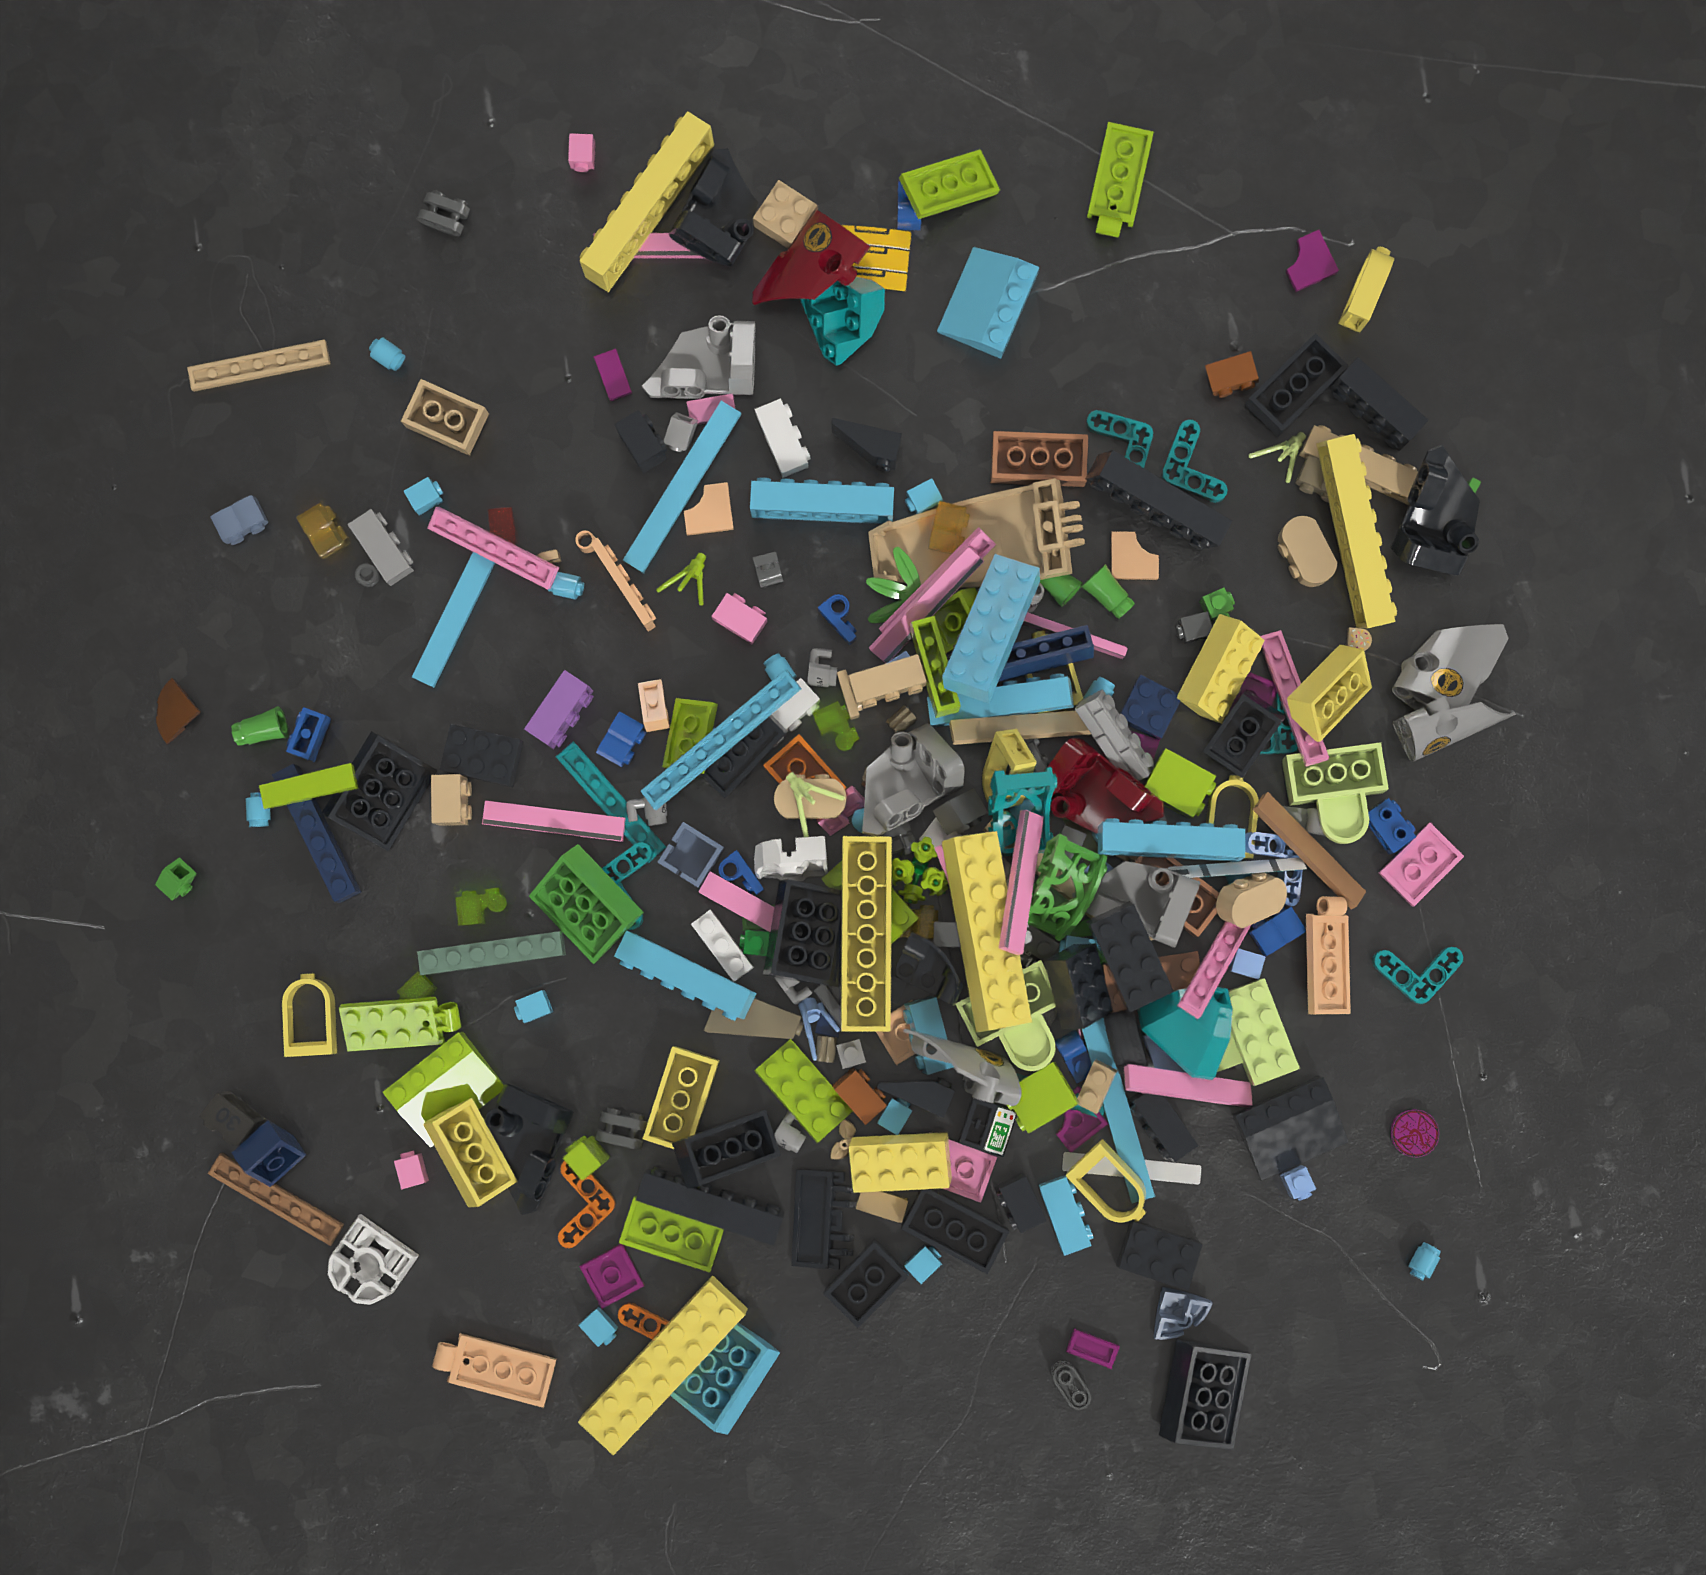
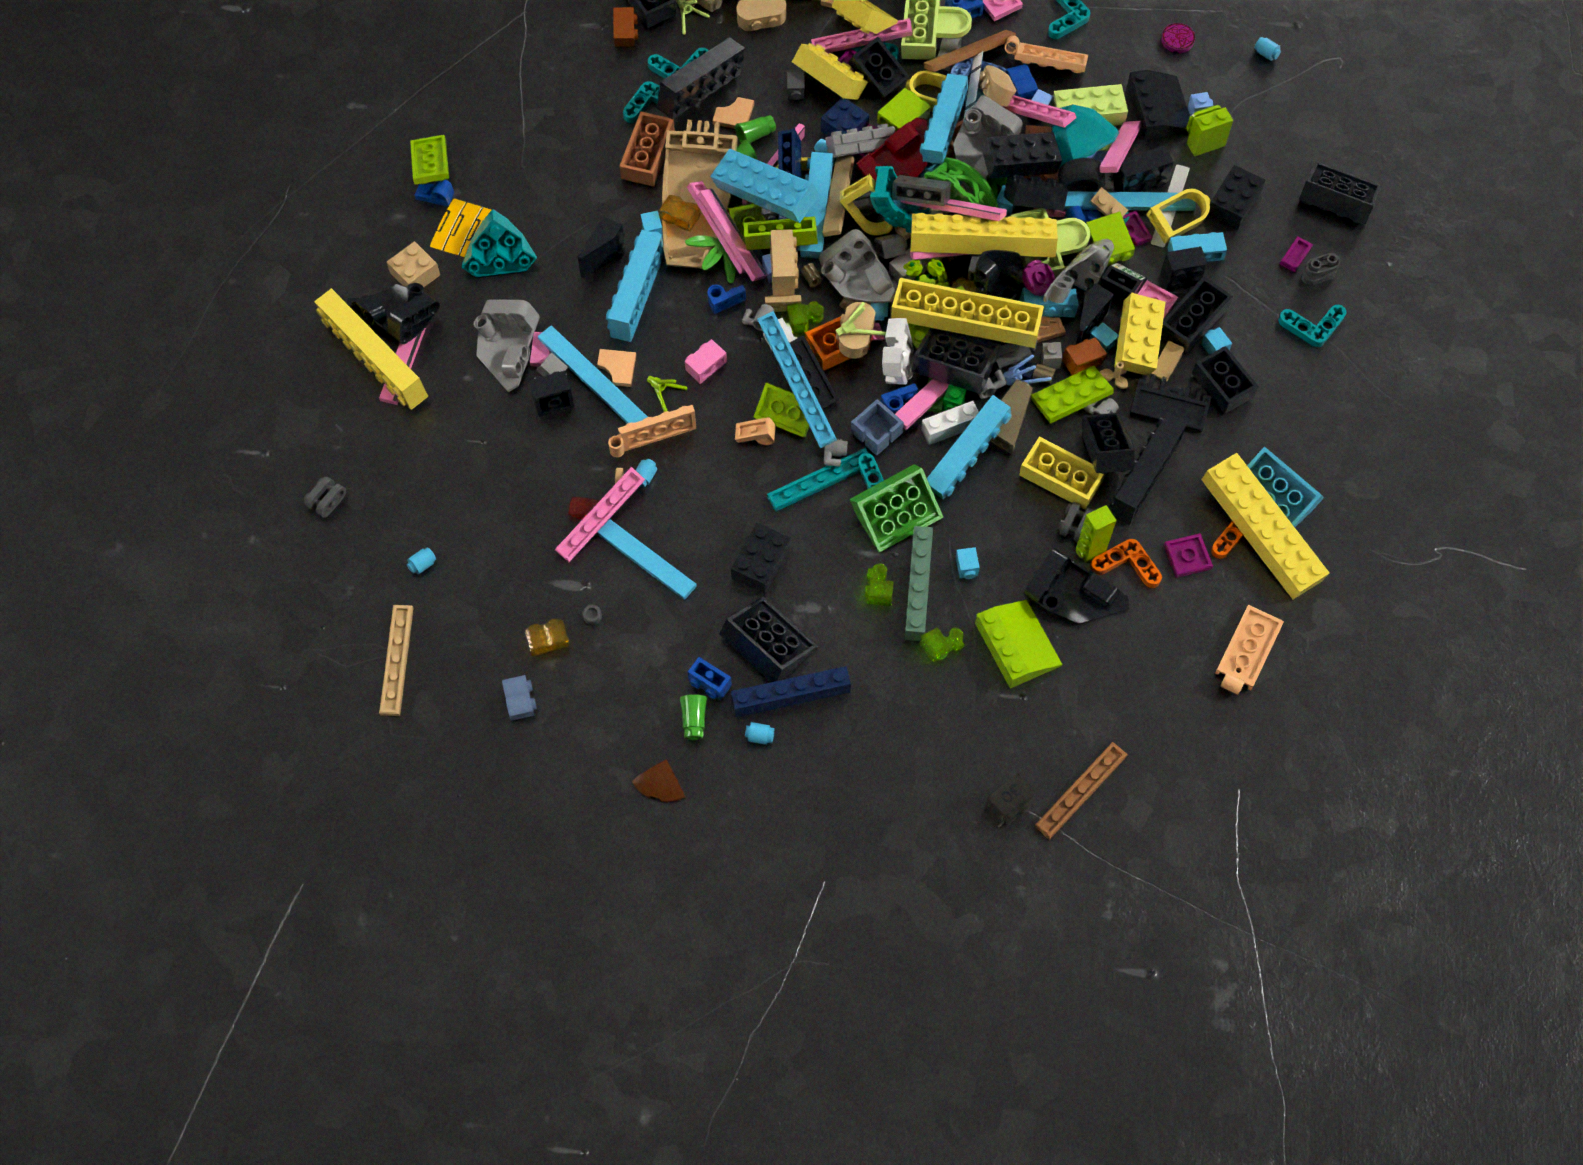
camera: 80 degrees left, 20 degrees down
(176, 879) = (801, 806): bright green brick -> none
(268, 1153) = (1044, 777): dark blue brick -> none
(308, 786) = (753, 675): lime slope -> none
(309, 1048) = (946, 714): light yellow window -> none
(371, 1260) = (1150, 746): white connector -> none
(381, 546) = (573, 596): light grey brick -> none
(397, 1023) = (959, 661): lime hinge -> none
(411, 1169) = (1078, 679): bright pink brick -> none
(424, 495) = (543, 557): medium azure brick -> none
(445, 417) = (486, 526): tan brick -> none
(450, 800) = (790, 583): tan piece -> none
(470, 1153) = (1074, 629): light yellow slope -> none
(554, 820) = (825, 519): bright pink tile -> none
(559, 710) = (741, 491): medium lavender brick -> none
(581, 152) = (313, 391): bright pink brick -> none
(599, 1327) = (1226, 569): medium azure brick -> none
(612, 375) = (492, 409): magenta tile -> none
(621, 739) = (775, 459): blue brick -> none
(671, 1236) = (1163, 505): lime plate -> none
(768, 569) = (674, 333): dark grey plate -> none
(776, 665) = (753, 344): medium azure brick -> none
(782, 437) = (578, 306): white brick -> none
(813, 262) = (456, 249): dark red panel -> none
(947, 1016) = (1038, 277): none -> magenta tile
(977, 1386) = (1312, 330): none -> teal beam
(988, 301) = (522, 157): medium azure slope -> none
(1030, 835) = (921, 190): none -> flat silver brick
(1119, 177) = (462, 64): lime hinge -> none
(1178, 1311) = (1278, 197): sand blue brick -> none
(1217, 603) = (781, 66): bright green brick -> none
(1252, 1200) = (1208, 129): none -> lime brick

